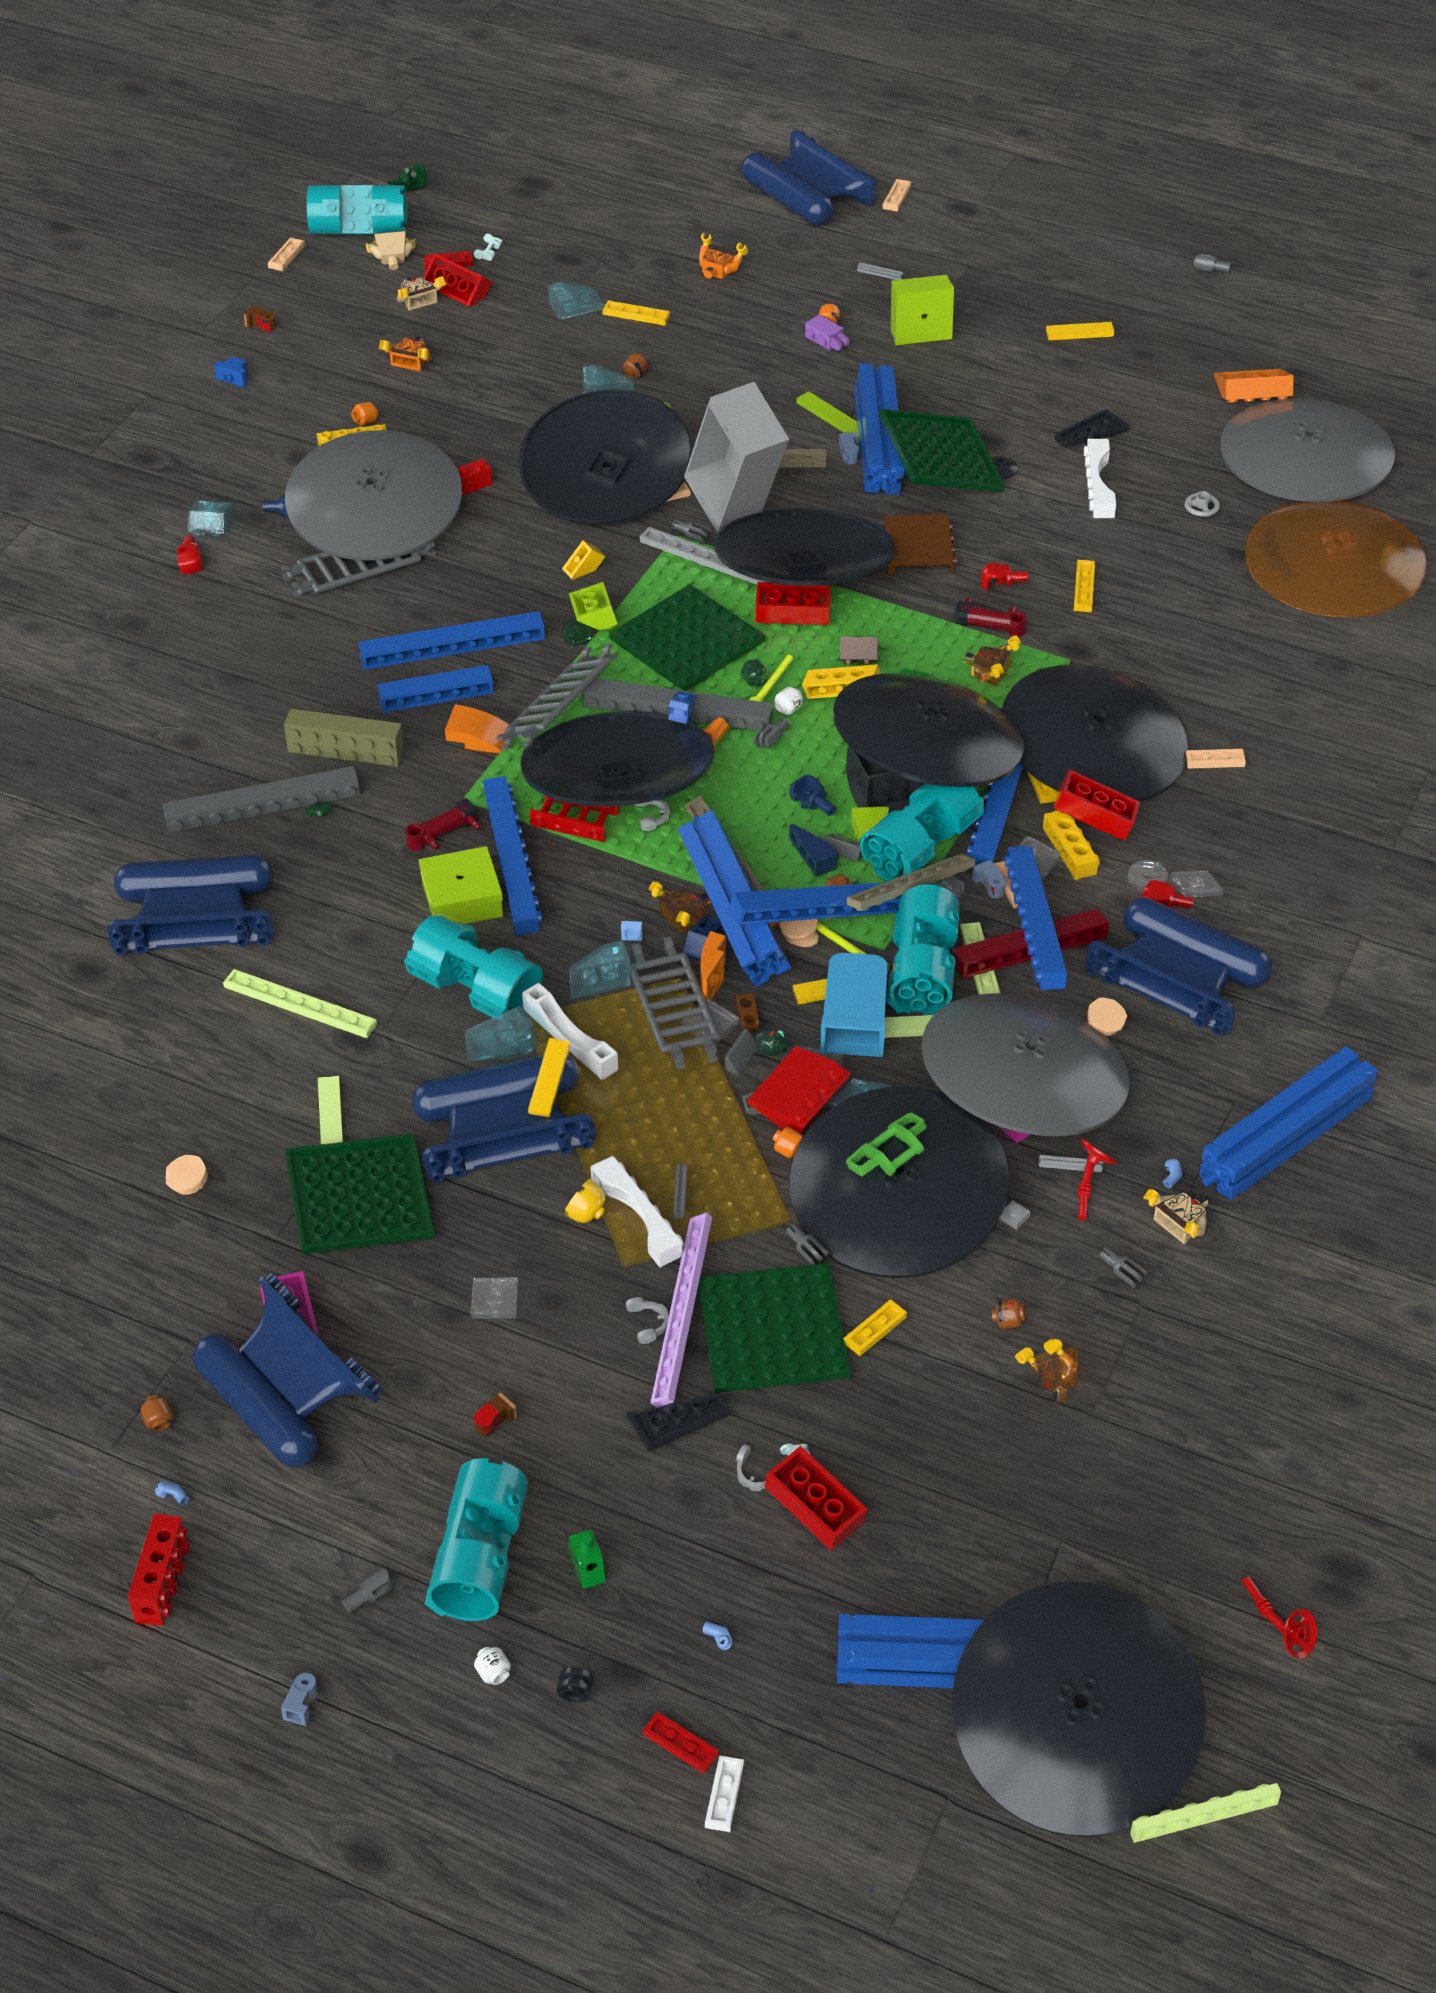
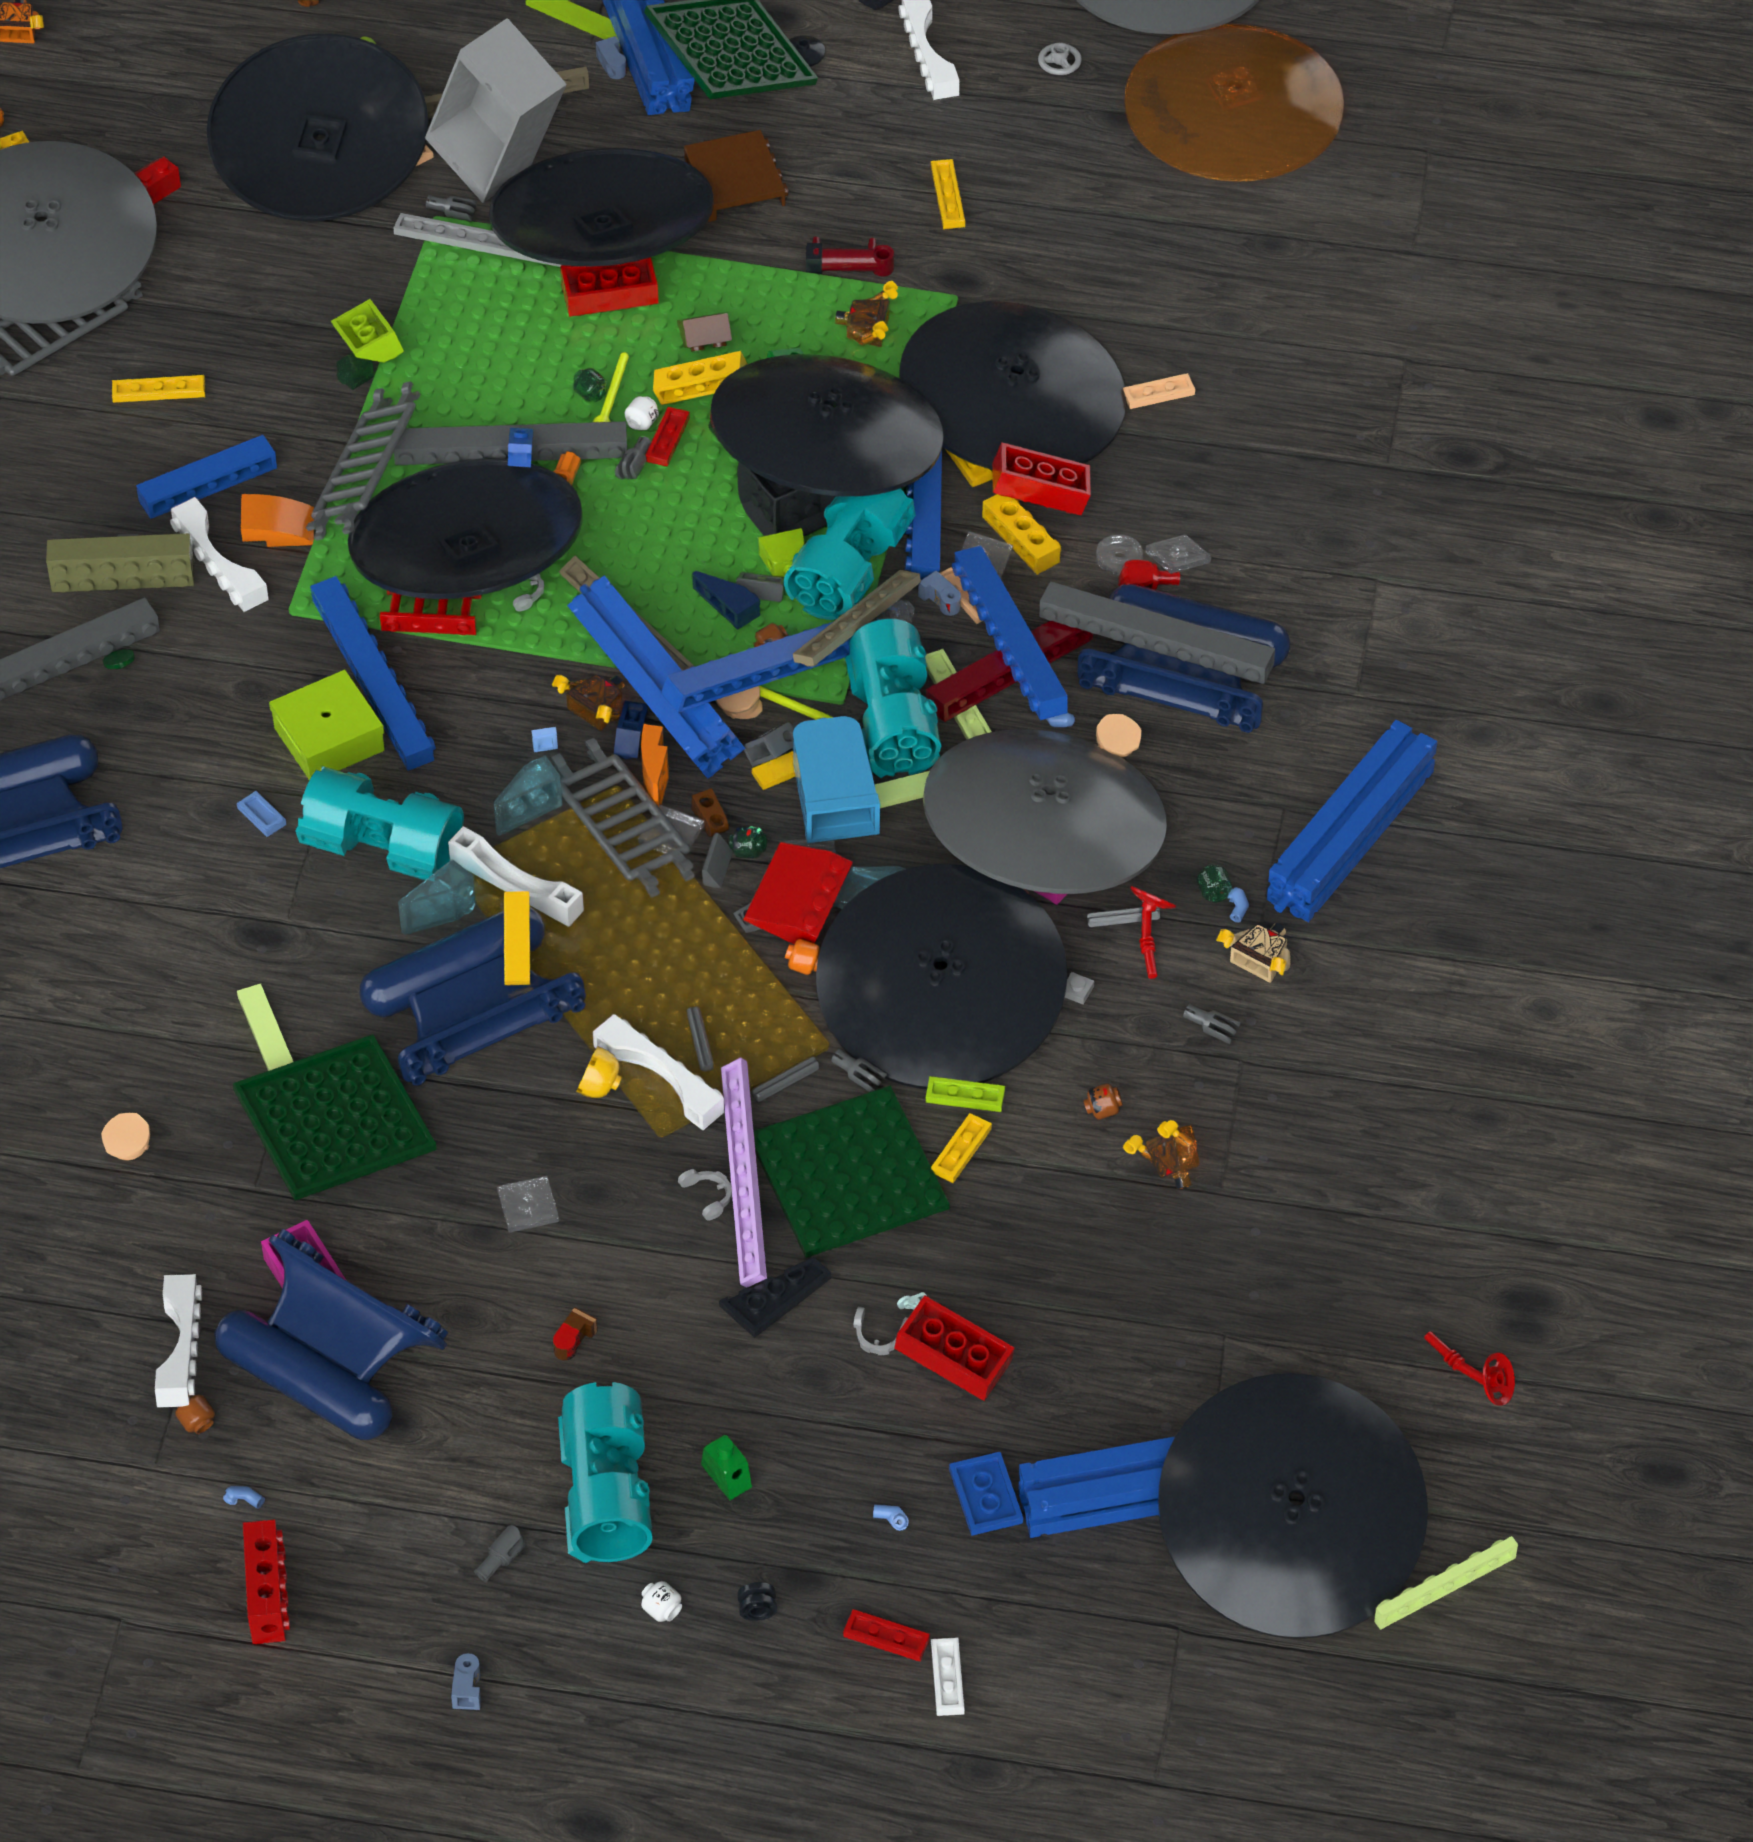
camera: 15 degrees left, 5 degrees up
(146, 1379) = (174, 1376): none -> white arch
(300, 1003) = (182, 905): yellowish green tile -> none
(388, 945) = (261, 813): none -> medium blue tile
(419, 834) = (297, 633): dark red piece -> none
(420, 620) = (158, 388): none -> yellow tile
(434, 770) = (241, 583): none -> white arch
(451, 640) = (204, 409): blue brick -> none
(583, 560) = (332, 272): yellow slope -> none
(599, 378) = (279, 21): clear light blue slope -> none
(687, 637) = (492, 351): dark green plate -> none
(743, 1239) = (785, 1079): none -> dark grey axle
(804, 721) = (667, 436): none -> red plate
(807, 1634) = (985, 1493): none -> blue plate
(810, 968) = (777, 741): none -> dark grey torso
(811, 794) = (706, 529): dark blue piece -> none
(878, 1158) = (918, 956): bright green bar -> none
(892, 1283) = (965, 1094): none -> lime plate
(1001, 573) = (845, 197): red piece -> none
(1062, 995) = (1062, 721): none -> medium blue arm
(1156, 1151) = (1214, 883): none -> clear green head
(1160, 939) = (1157, 632): none -> dark grey brick

